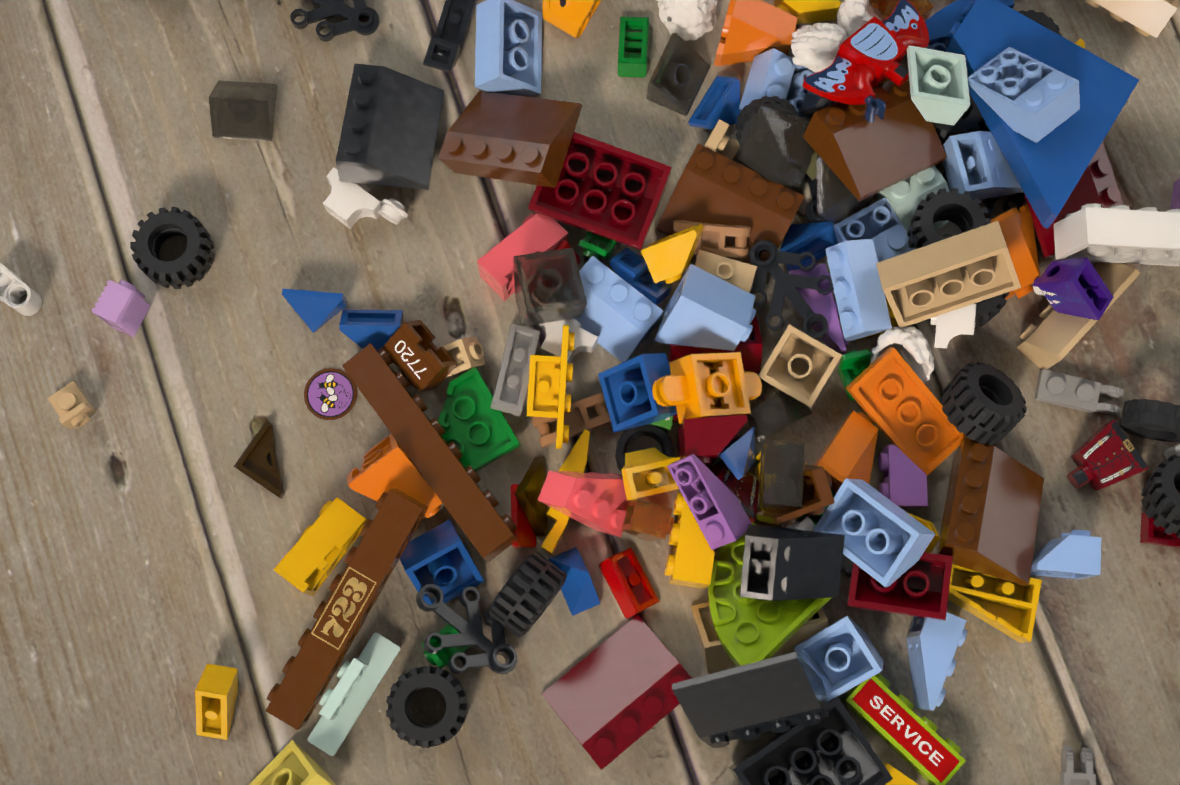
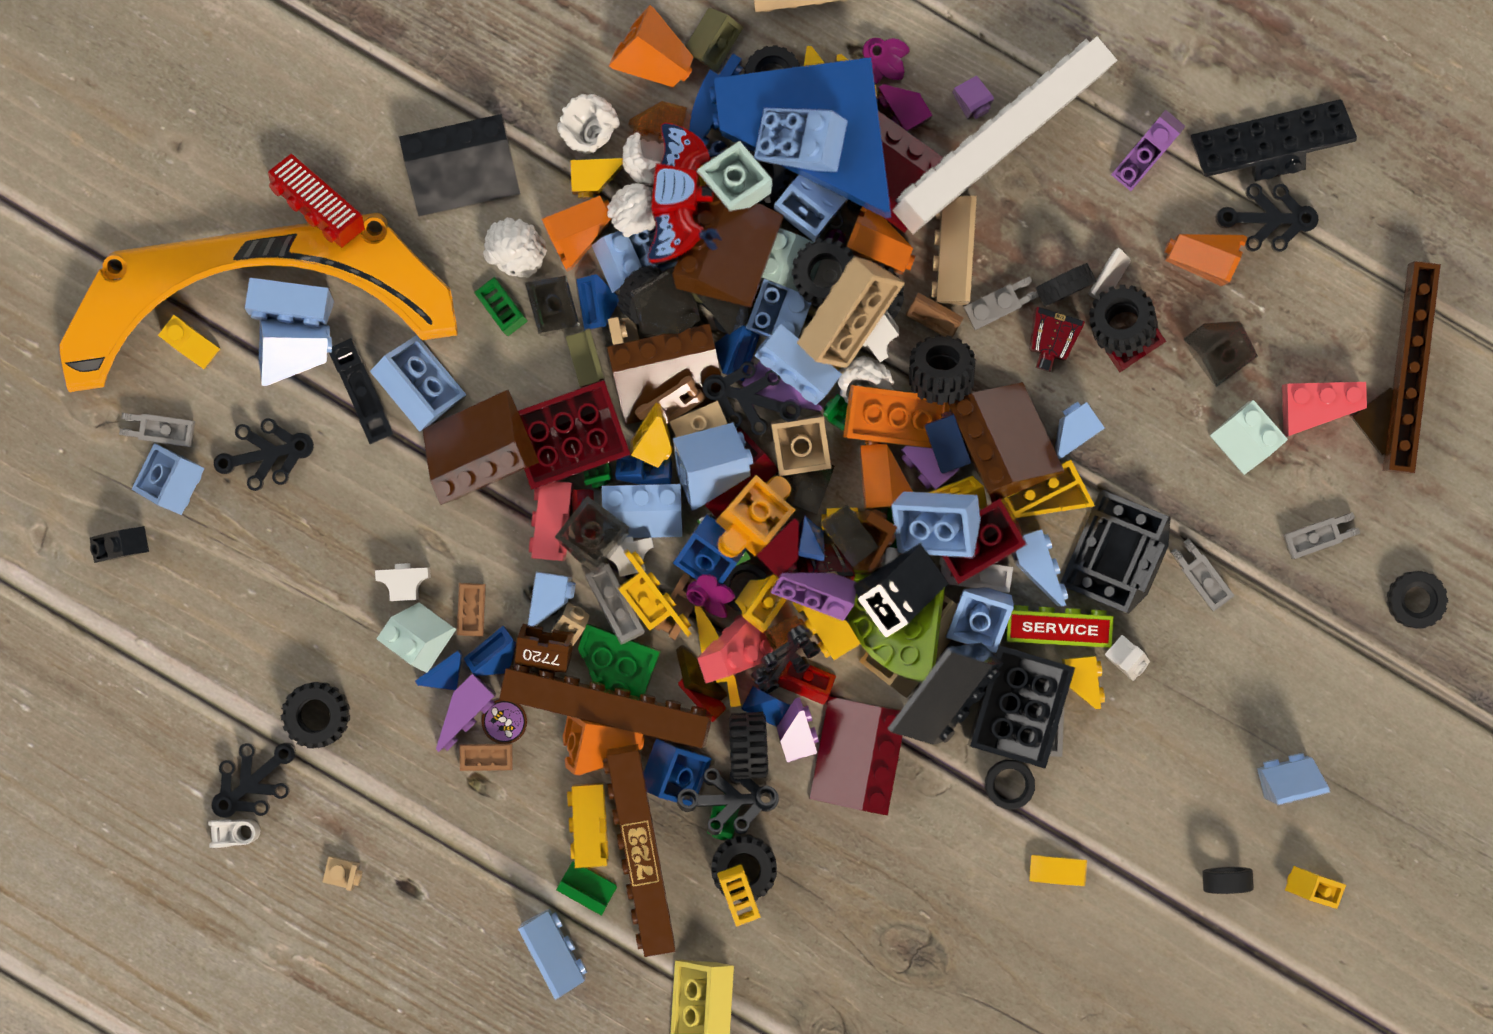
camera: 35 degrees left, 10 degrees up
(66, 260) = (250, 783): none -> black plant
(121, 307) = (320, 782): lavender brick -> none
(186, 634) = (553, 952): none -> light blue slope
(216, 701) = (606, 977): yellow slope -> none
(243, 110) = (273, 578): clear smoke slope -> none
(261, 461) = (499, 804): dark brown tile -> none
(270, 604) = (587, 888): none -> green panel
(286, 410) = (486, 757): none -> medium nougat plate
(309, 348) = (465, 704): none -> medium lavender slope
(318, 252) = (417, 636): none -> light aqua slope
(352, 693) = (689, 899): light aqua bracket -> none
(387, 272) = (471, 609): none -> medium nougat plate
(389, 129) = (389, 511): black slope -> none
(392, 210) = (438, 564): white plate -> none
(407, 699) = (733, 874): none -> yellow slope
(462, 309) = (549, 595): none -> light blue slope
(579, 619) = (795, 733): none -> slope
(607, 429) = (710, 595): none -> magenta plate
(658, 529) = (798, 638): none -> black plant
(671, 140) = (585, 358): none -> olive panel
(873, 622) = (993, 577): none -> white plate
(936, 472) = (947, 443): none -> dark blue panel
(1009, 353) = (934, 315): none -> medium nougat plate
(1016, 705) = (1118, 552): none -> black slope
(1074, 288) = (931, 247): dark purple torso -> none
(1127, 157) = (905, 105): none -> magenta slope
(1140, 111) = (888, 61): none -> magenta plate

